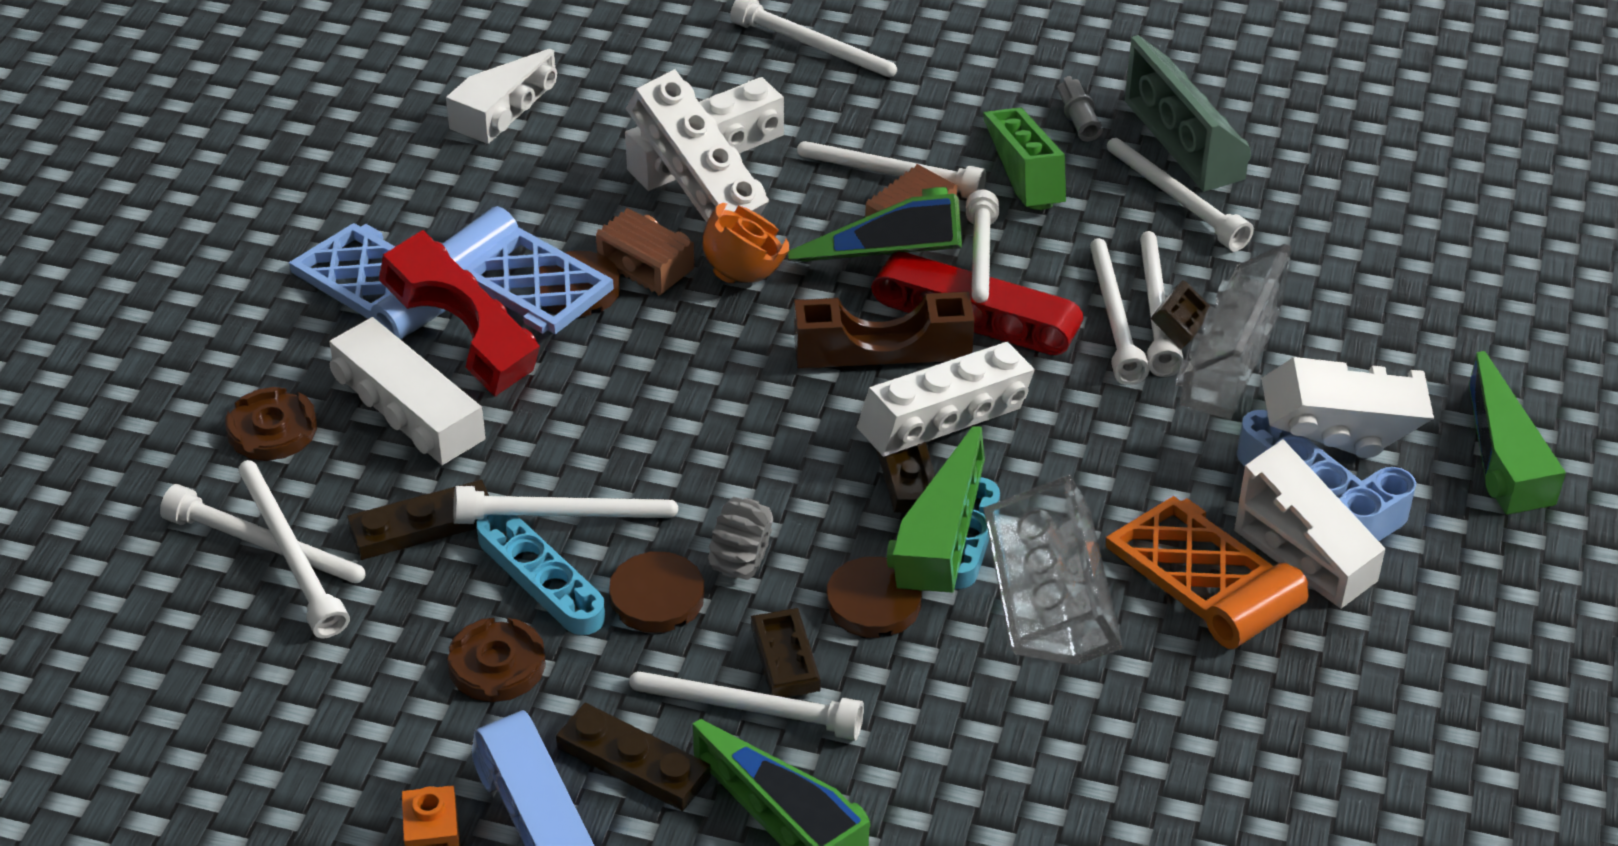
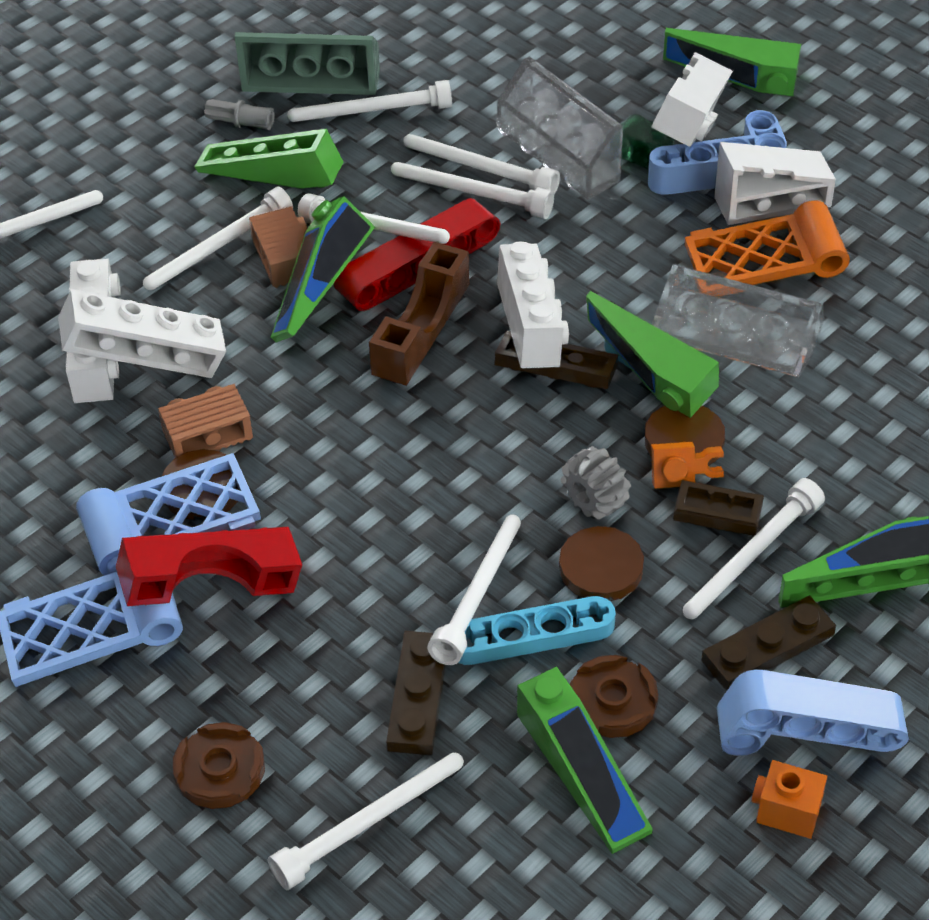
camera: 60 degrees left, 5 degrees up
(325, 613) = (494, 795): white piece -> none
(399, 653) = (581, 758): none -> slope
(407, 391) = (267, 641): white brick -> none
(742, 245) = (261, 357): orange cylinder -> none
(818, 601) = (679, 462): none -> orange plate
(1181, 314) = (517, 152): dark brown plate -> none

